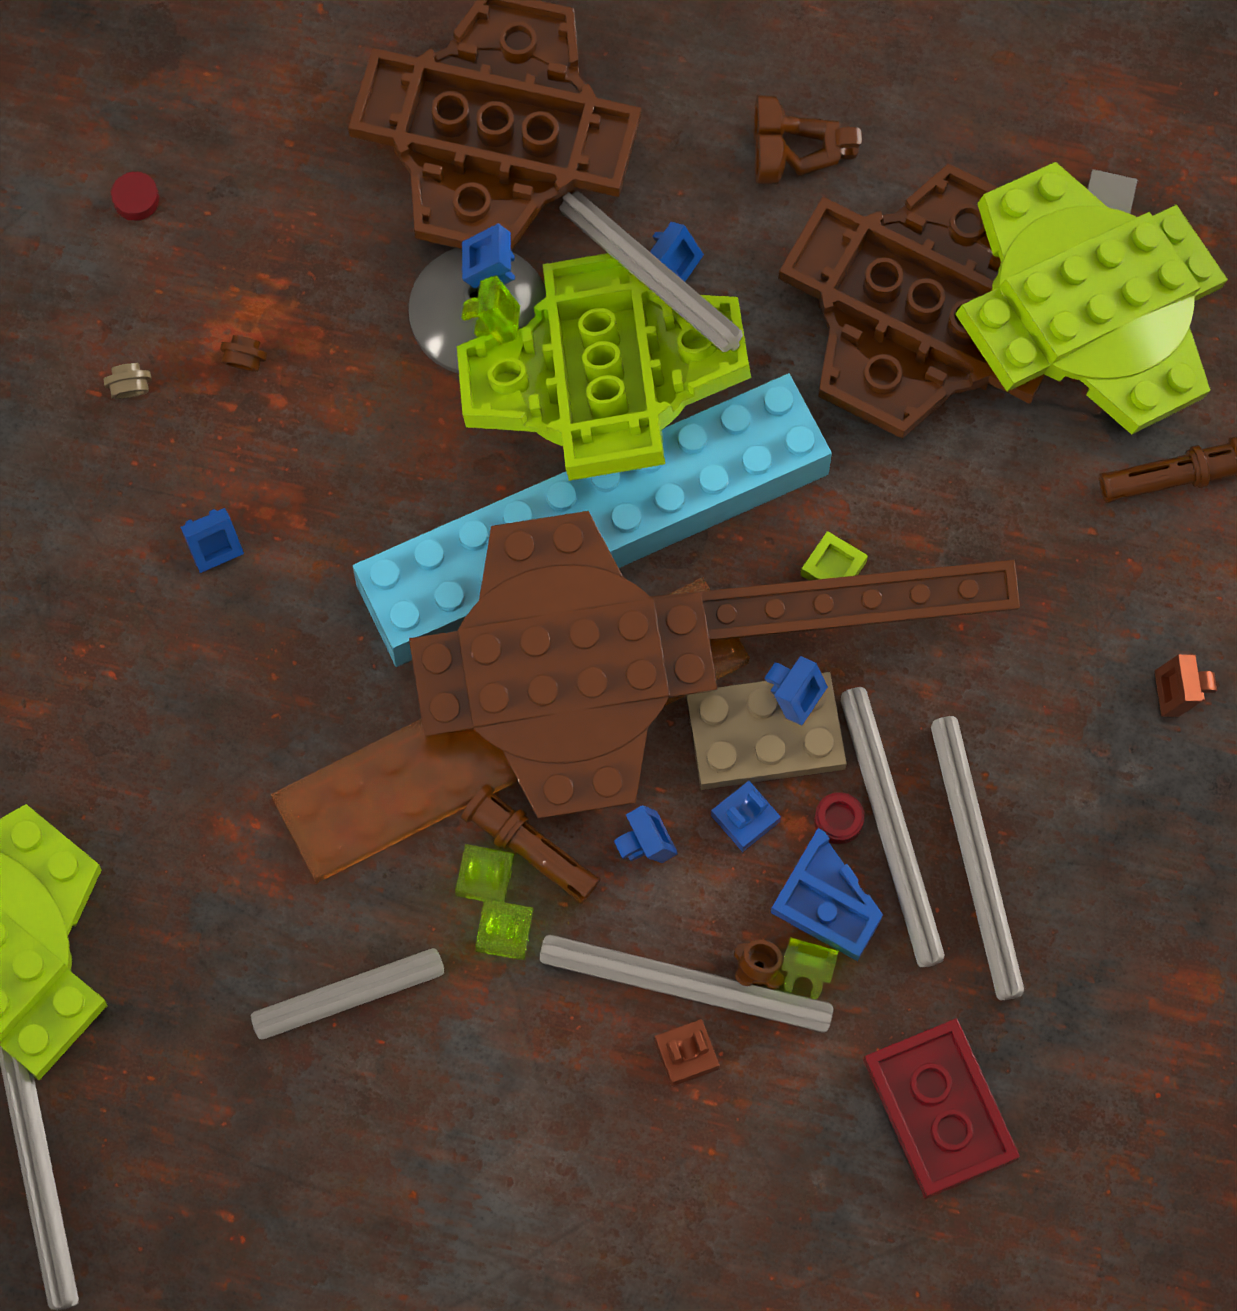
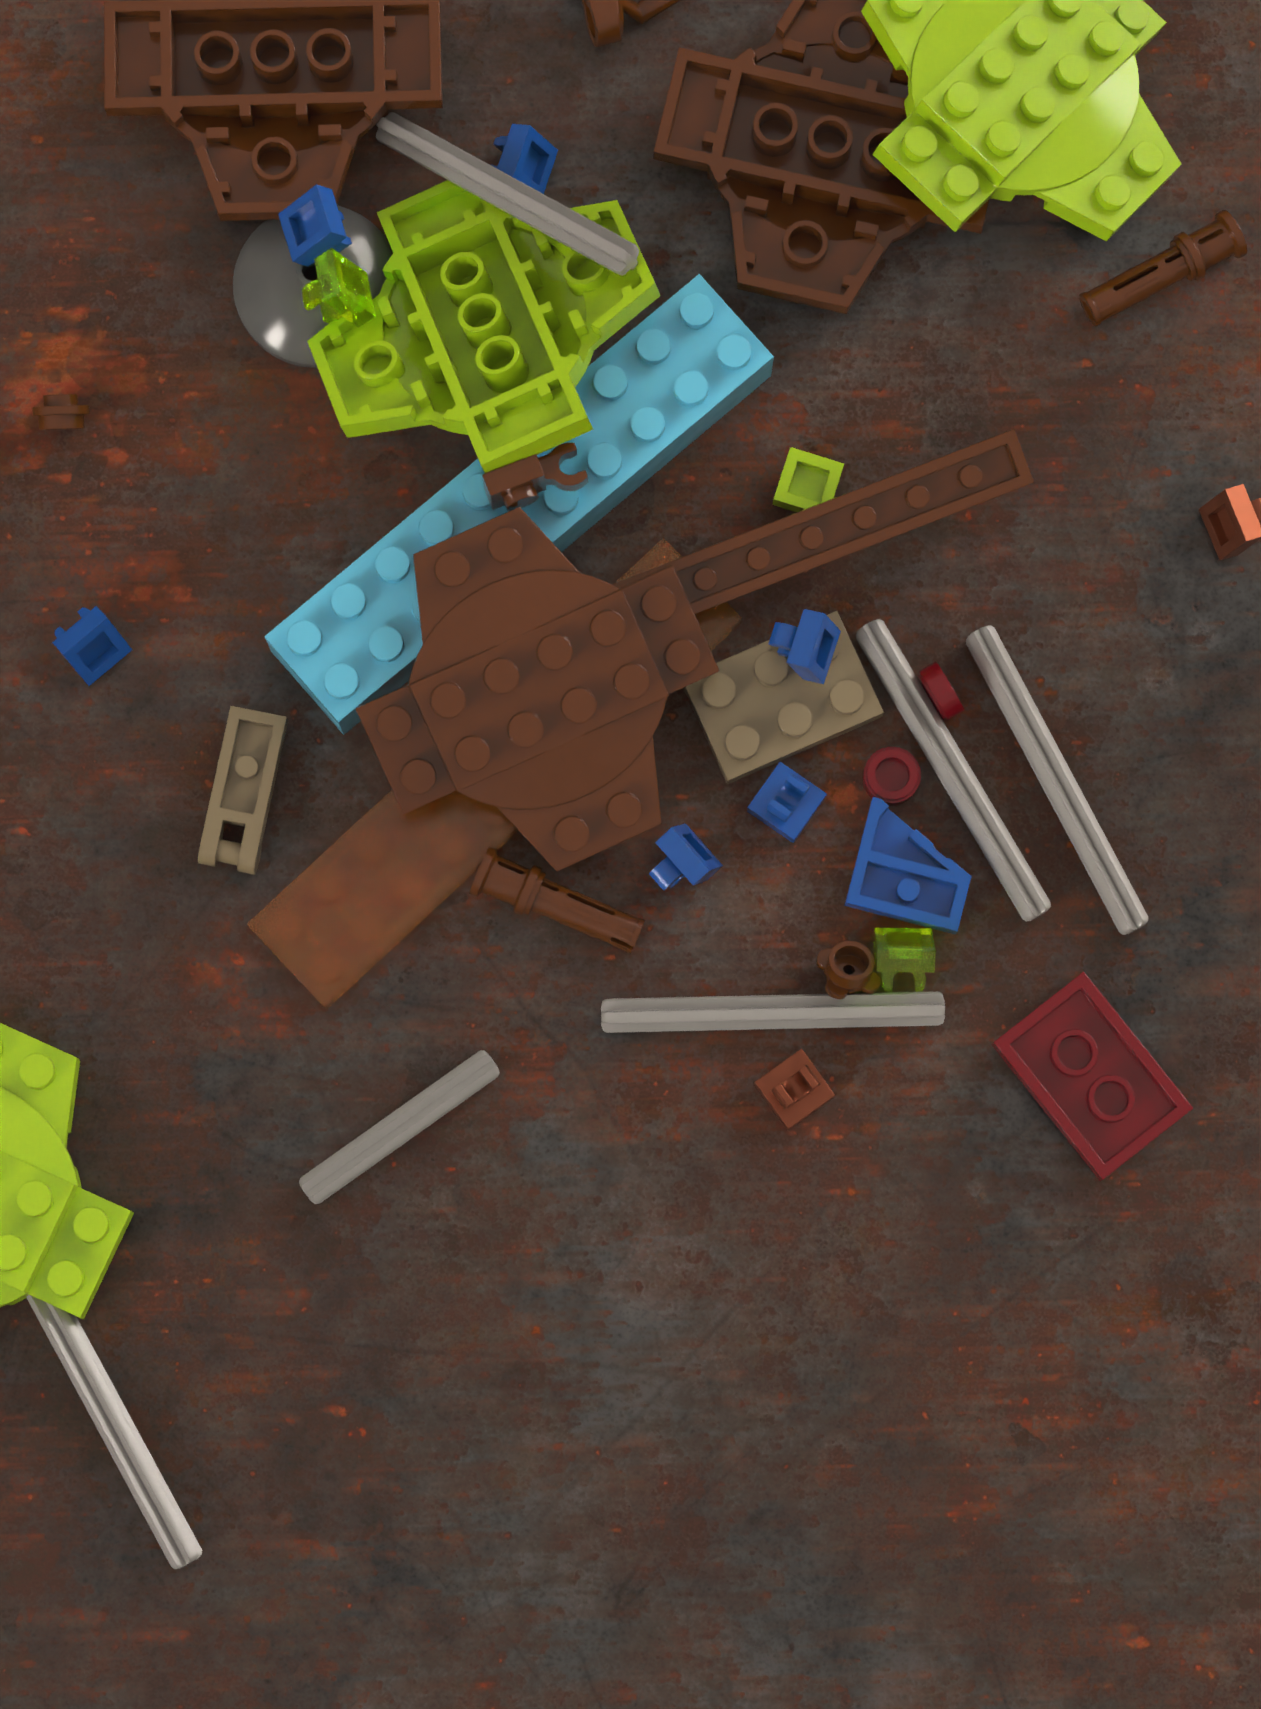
camera: 15 degrees left, 10 degrees up
(300, 685) = (243, 788): none -> dark tan plate
(484, 874) = (513, 948): clear neon green tile -> none
(504, 929) = (553, 1005): clear neon green tile -> none
(603, 491) = (522, 481): none -> reddish brown plate
(898, 758) = (940, 691): none -> dark red tile

